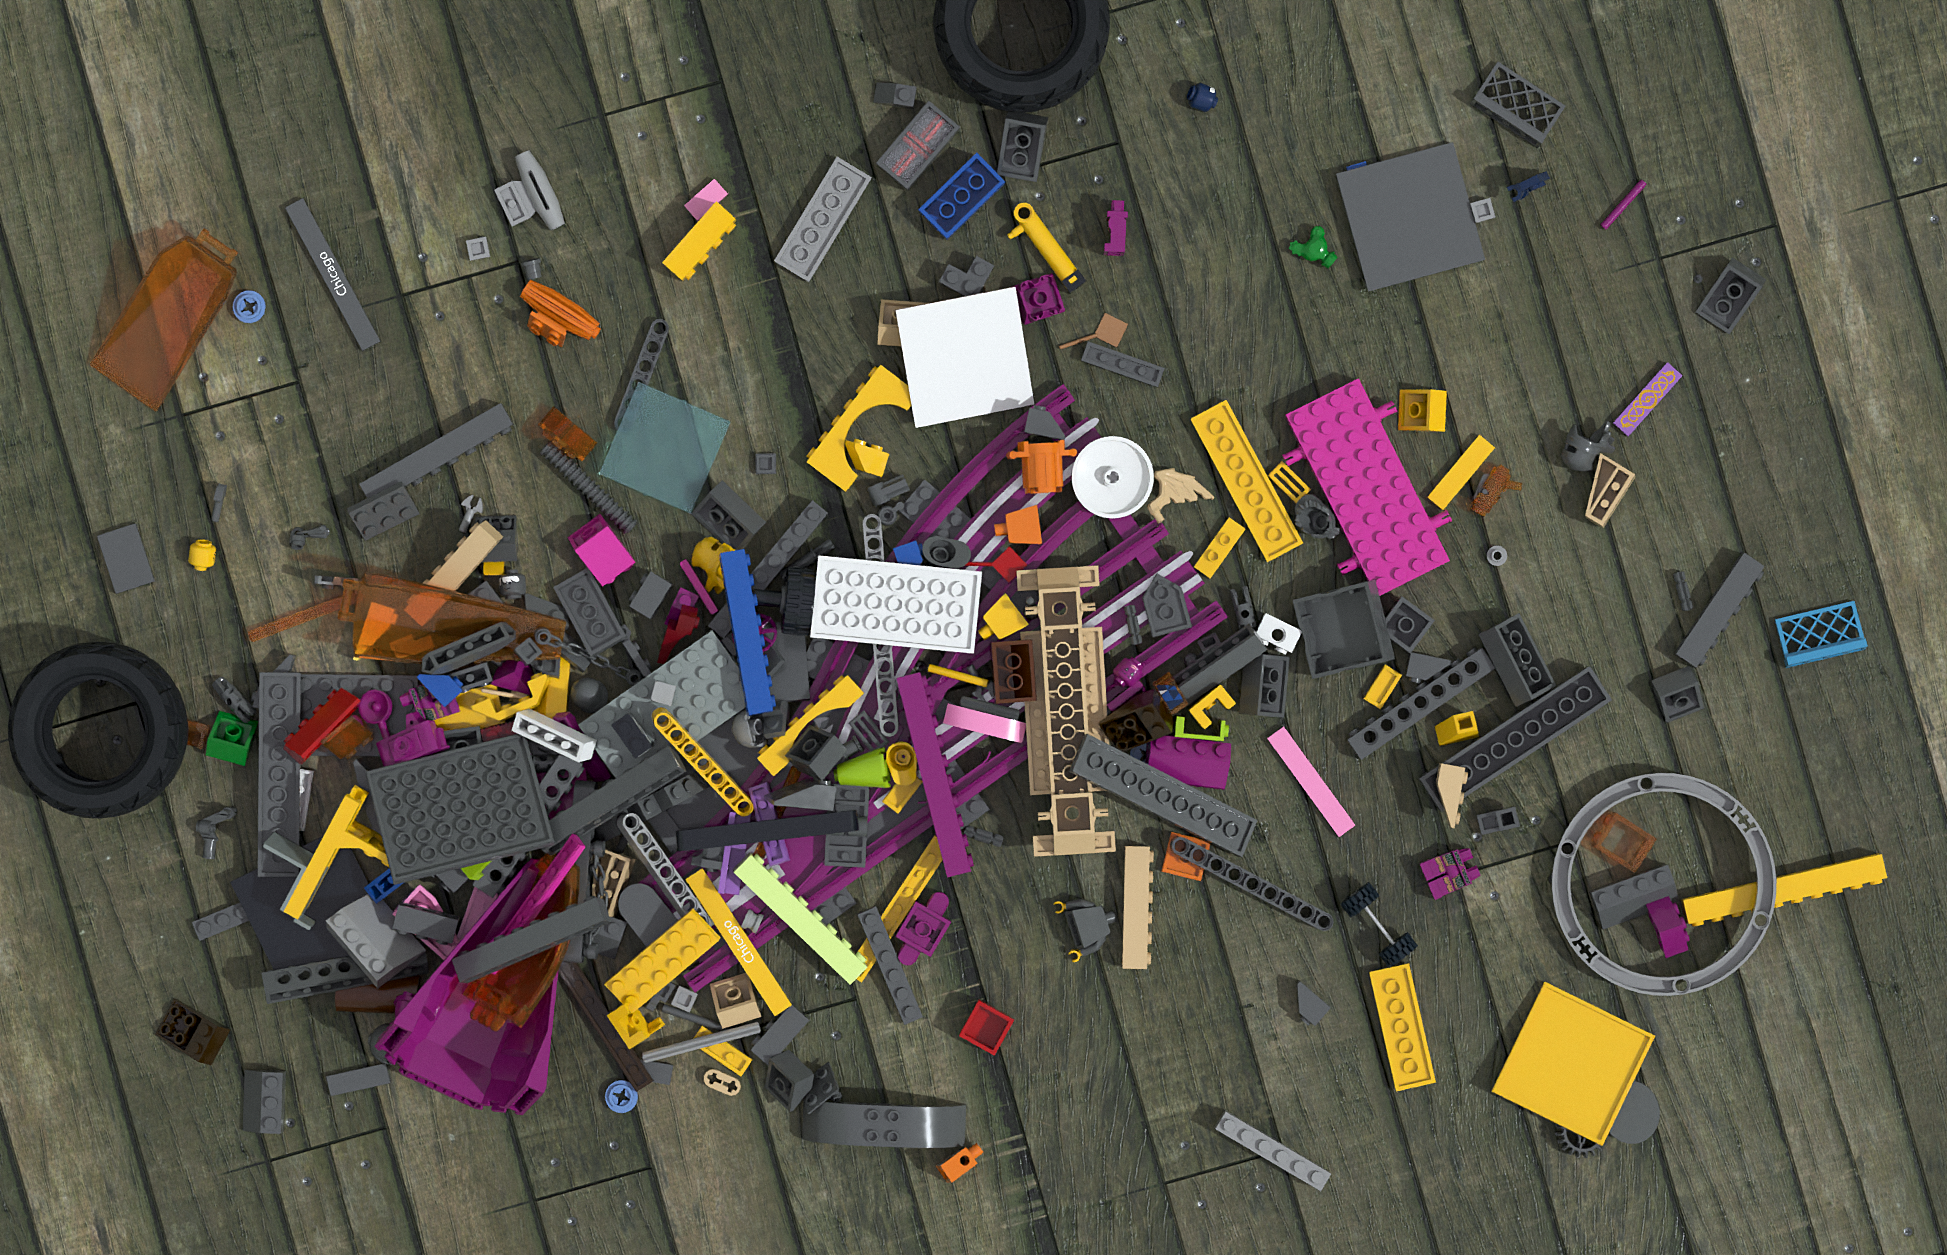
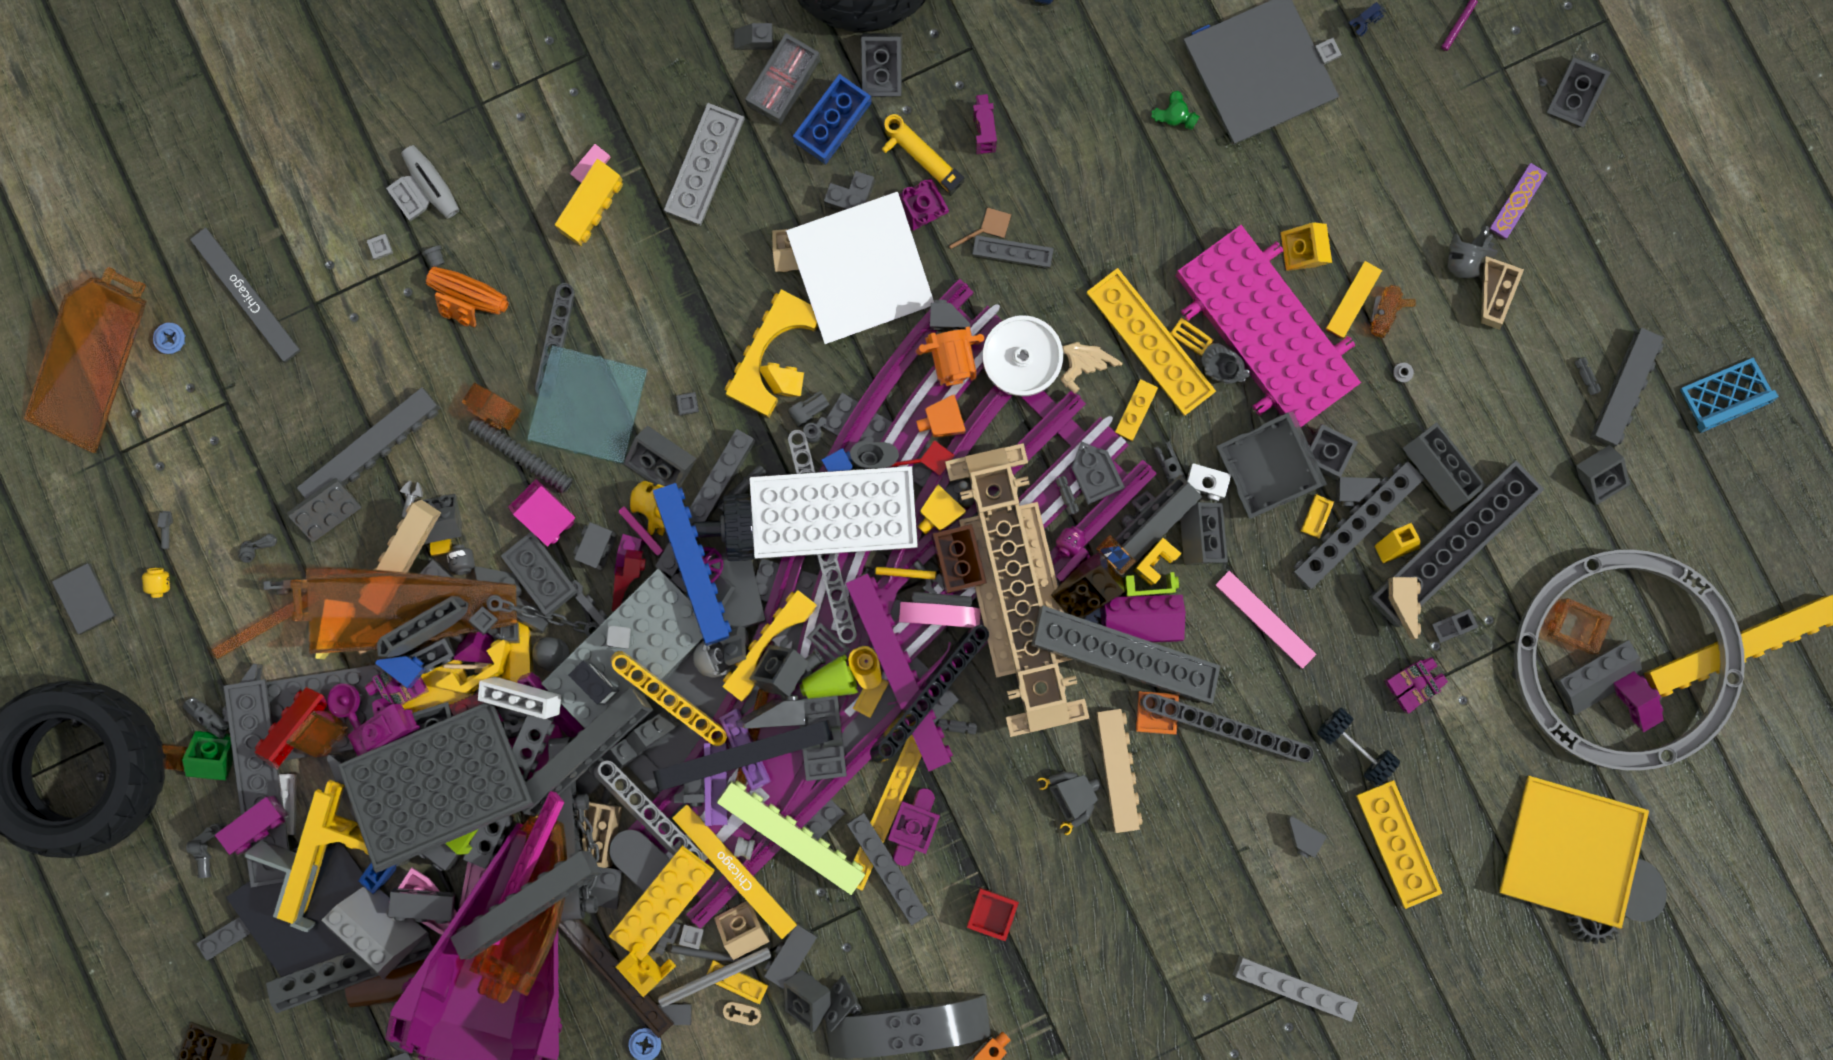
camera: 10 degrees left, 5 degrees down
(271, 817) = (252, 825): none -> magenta brick
(954, 803) = (923, 697): none -> black beam

